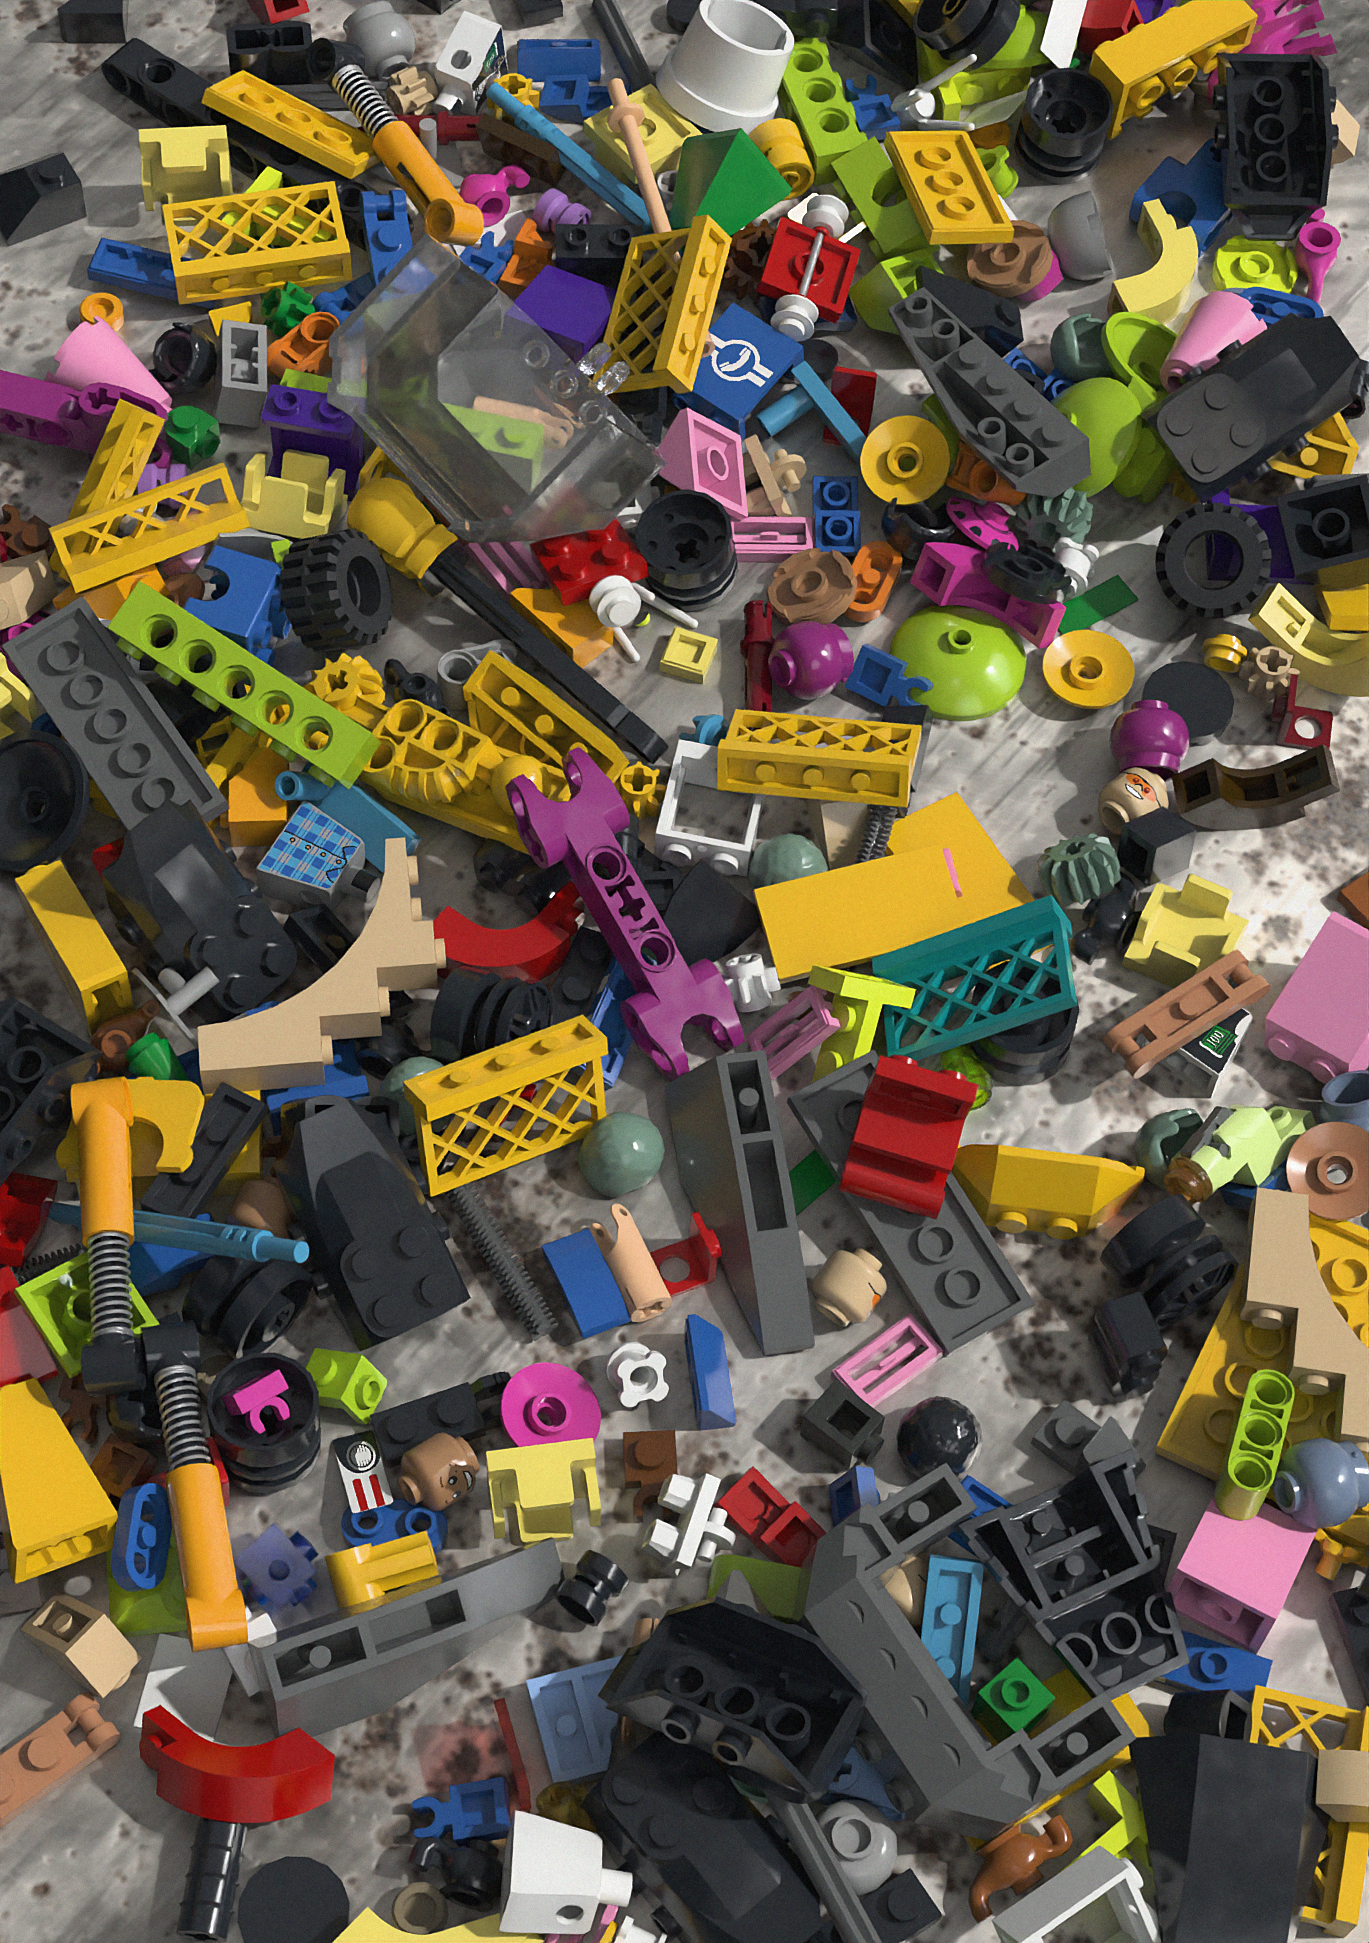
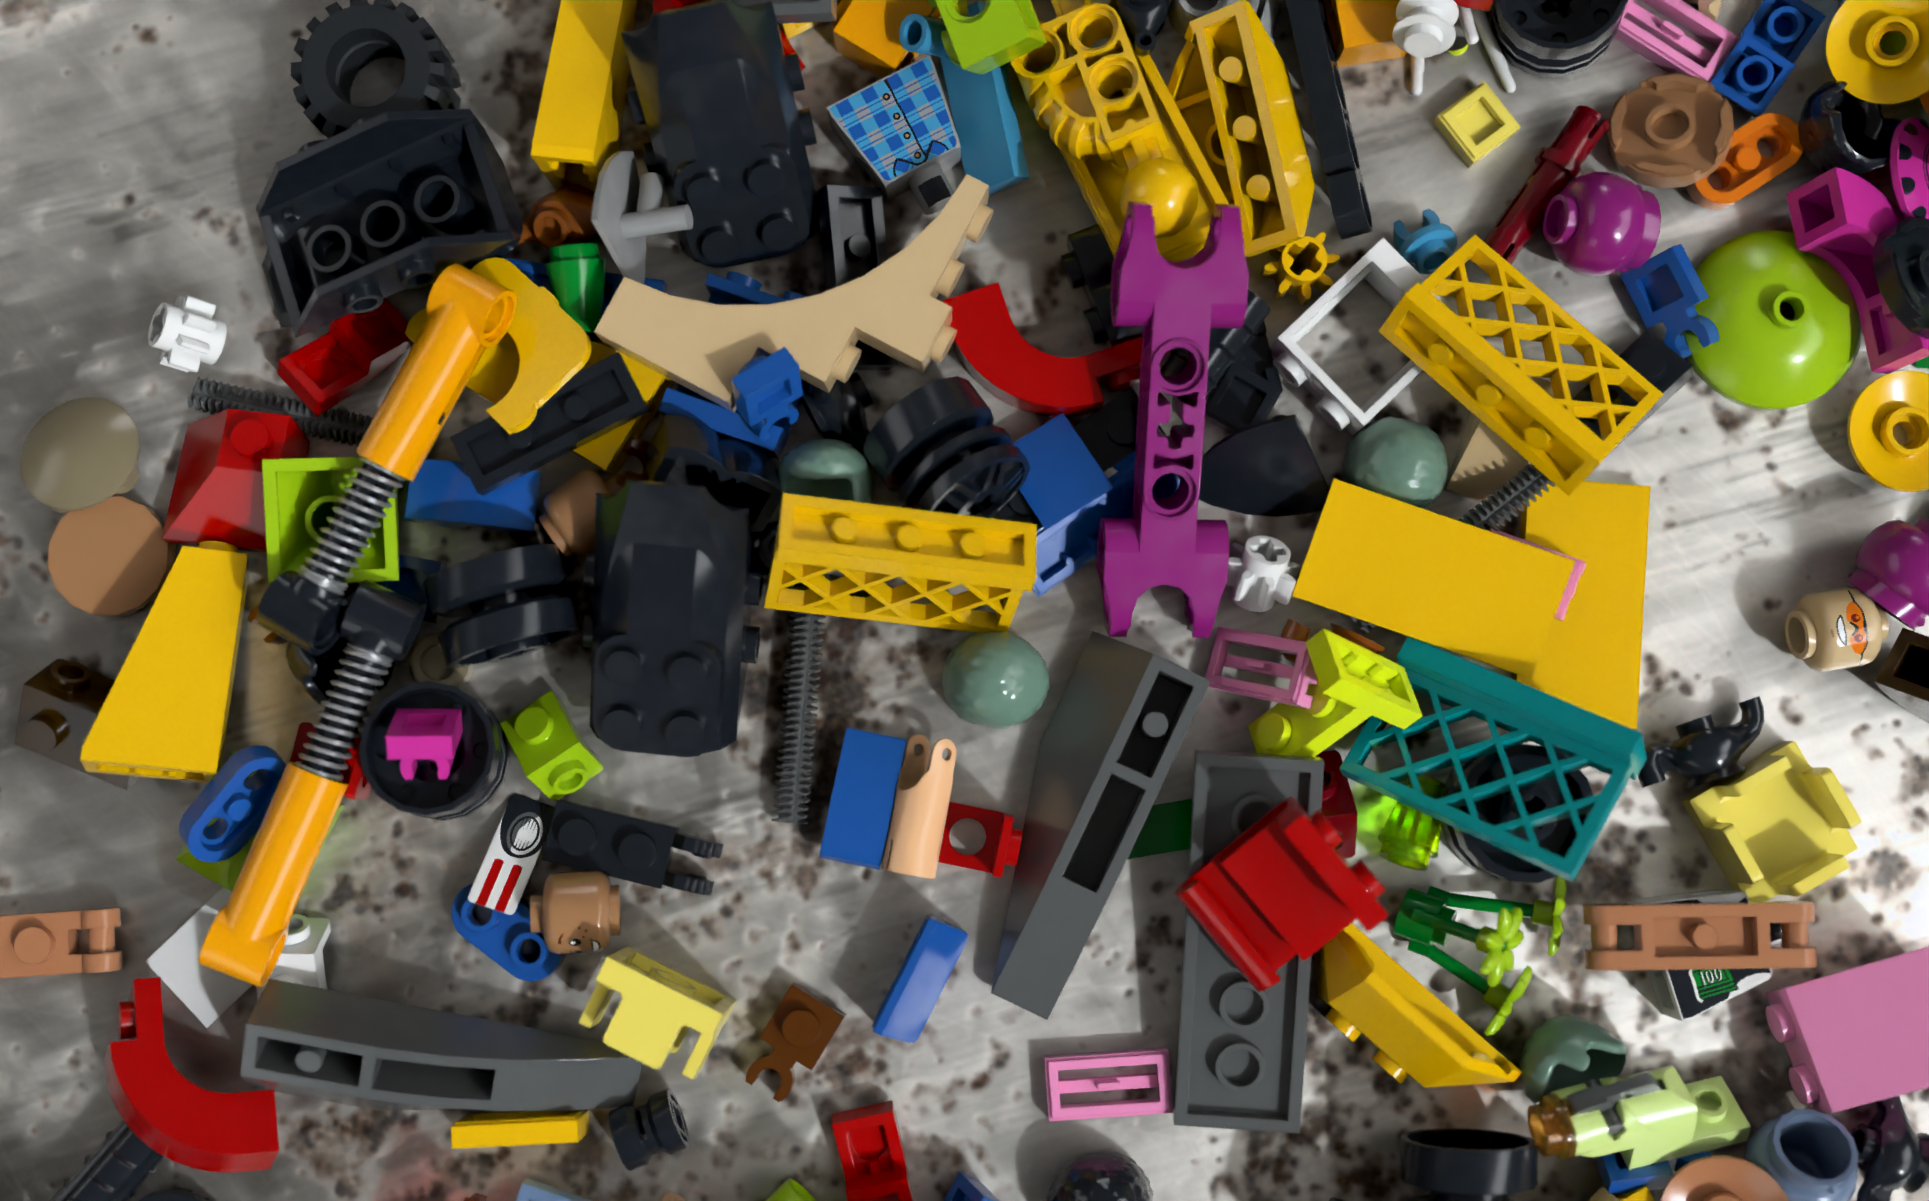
camera: 40 degrees right, 25 degrees up
(82, 1643) = (132, 857): tan slope -> none
(121, 1467) = (270, 708): reddish brown plate -> none
(199, 1235) = (475, 542): dark azure axle -> none
(257, 1565) = (359, 907): clear blue brick -> none
(343, 1041) = (766, 391): none -> blue plate
(371, 1570) = (443, 970): yellow piece -> none
(498, 1646) = (519, 1128): none -> yellow tile
(553, 1391) = (734, 949): dark pink dish -> none
(575, 993) = (1060, 473): none -> blue sticker
(636, 1373) = (842, 937): white brick -> none
(679, 1544) = (790, 1137): white hips -> none
(844, 1410) = (1018, 1159): pearl dark grey brick -> none
(848, 1287) = (1121, 986): tan head -> none
(1017, 1122) = (1428, 921): none -> plant
(1079, 869) = (1713, 675): sand green gear -> none
(1156, 846) = (1820, 701): black brick -> none

